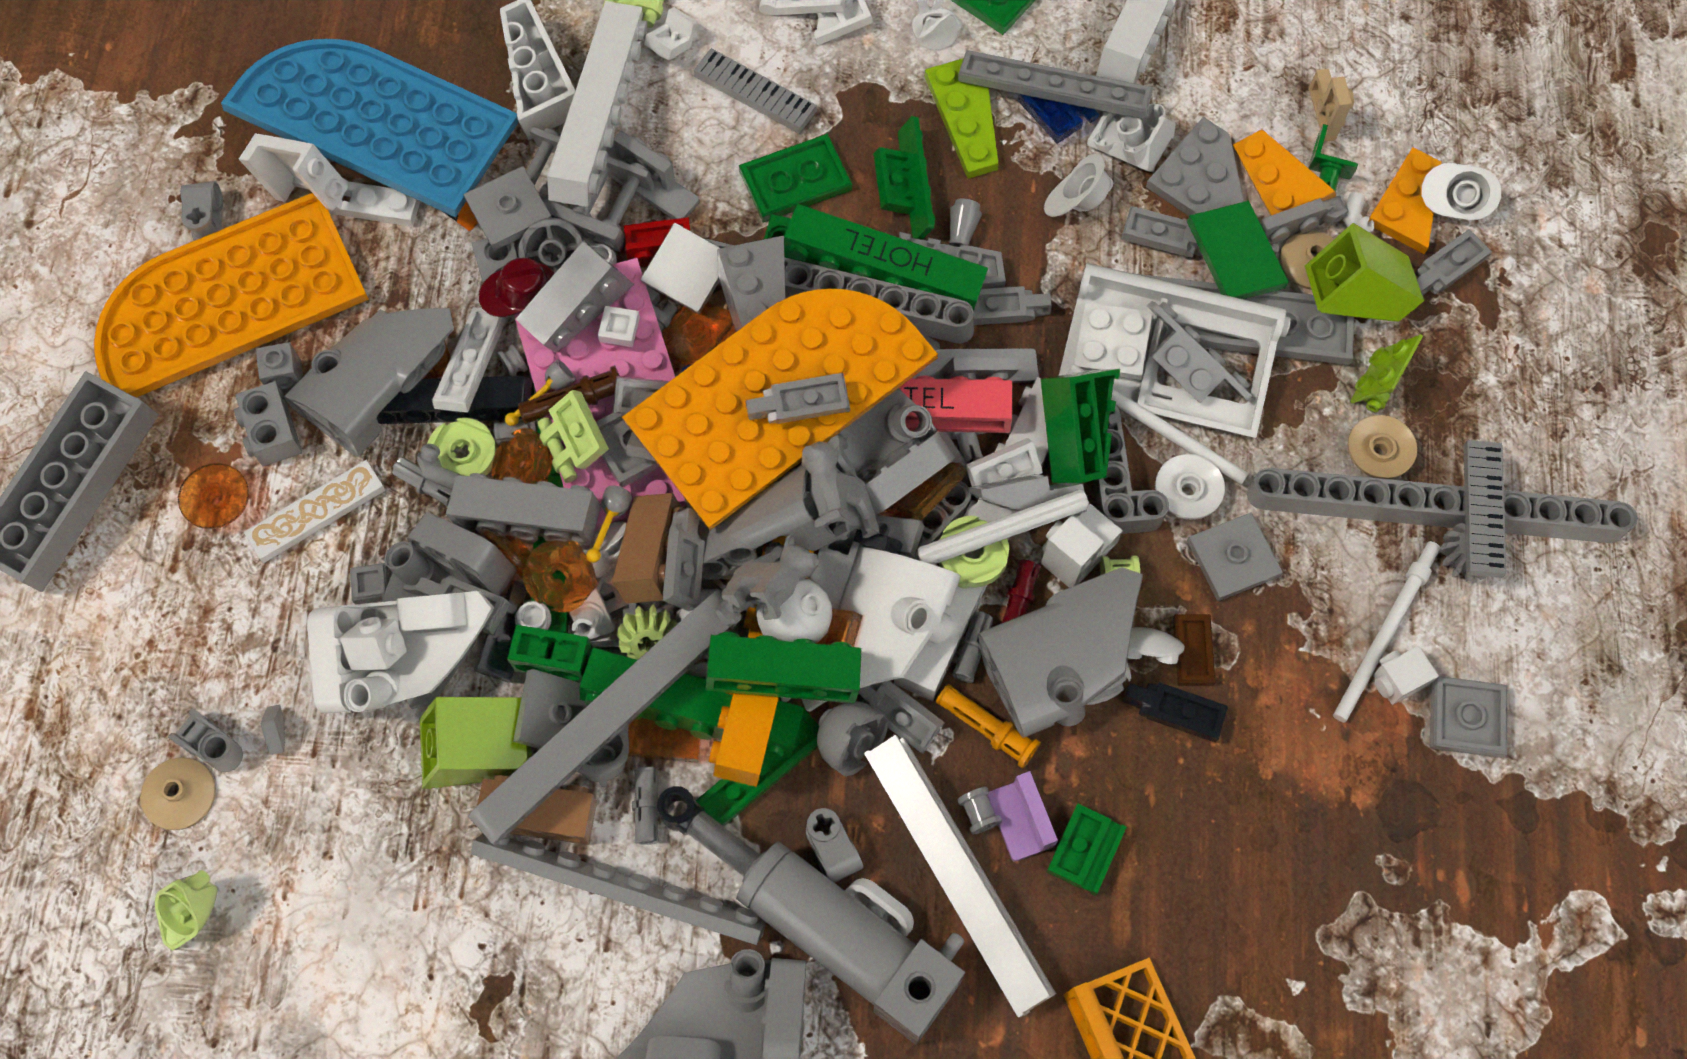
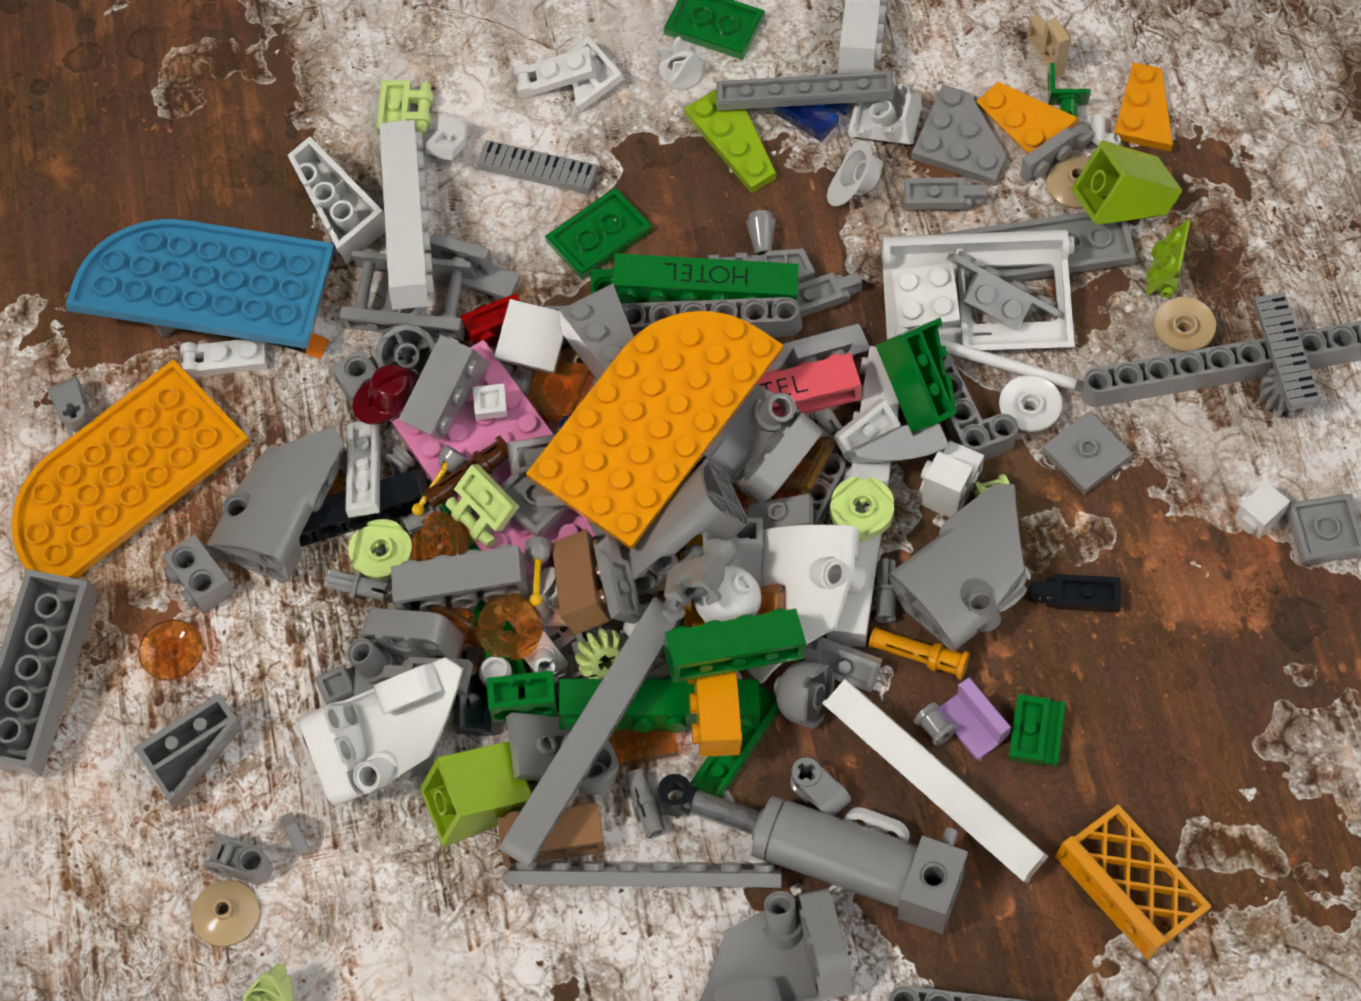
camera: 10 degrees left, 5 degrees down
(193, 607) = (188, 747): none -> light grey wedge
(279, 364) = (192, 520): light grey brick -> none
(288, 164) = (147, 340): white panel -> none
(314, 511) = (265, 638): white tile -> none
(373, 644) = (365, 730): white brick -> none
(432, 469) = (361, 570): light grey arm -> none
(506, 207) = (353, 327): light grey plate -> none
(801, 399) = (679, 414): light grey hinge -> none
(838, 495) = (734, 485): light grey animal -> none
(879, 542) = (777, 519): black tile -> none
(904, 179) = (698, 209): green bracket -> none
(1004, 527) = (883, 478): white axle -> none
(1022, 590) = (913, 533): dark red pin -> none
(1154, 643) = (1042, 541): white dish -> none
(1196, 662) = (1076, 540): reddish brown tile -> none
(1237, 251) = (1009, 191): green tile -> none
(1416, 576) = (1247, 425): white bar -> none
(1451, 263) = (1196, 152): light grey hinge -> none
(1461, 191) = (1186, 89): white piece -> none

